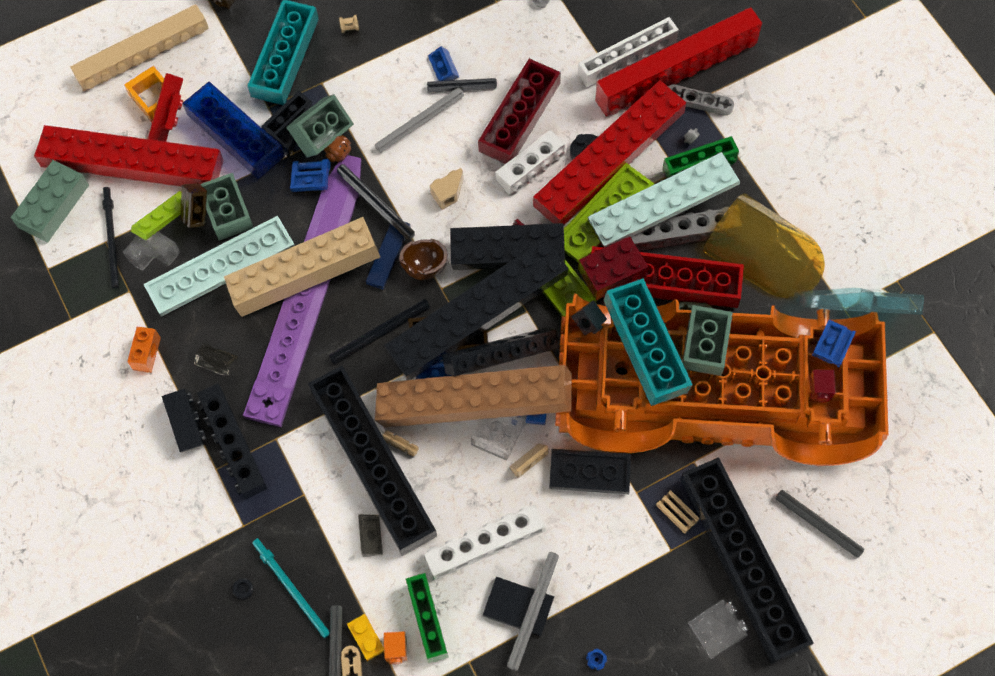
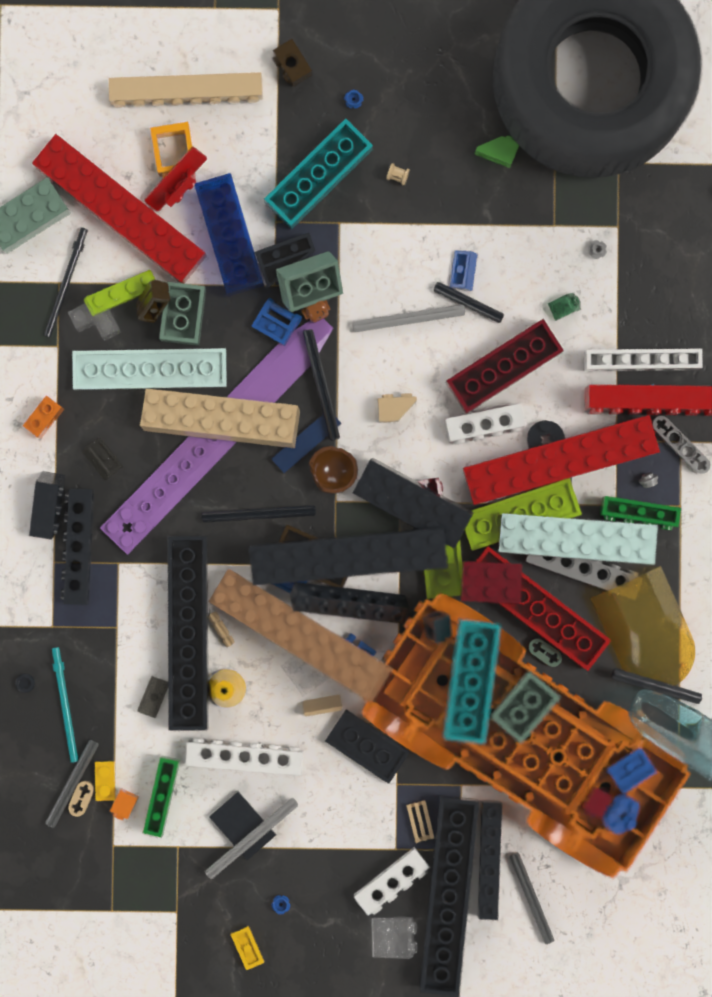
camera: 20 degrees right, 20 degrees up
(434, 491) = (233, 682): none -> yellow cone
(540, 48) = (564, 306): none -> clear green bracket
(670, 606) = (364, 895): none -> white brick
(761, 509) = (489, 860): none -> black brick
(805, 285) = (657, 686): none -> black axle
(850, 386) = (627, 810): none -> blue plate

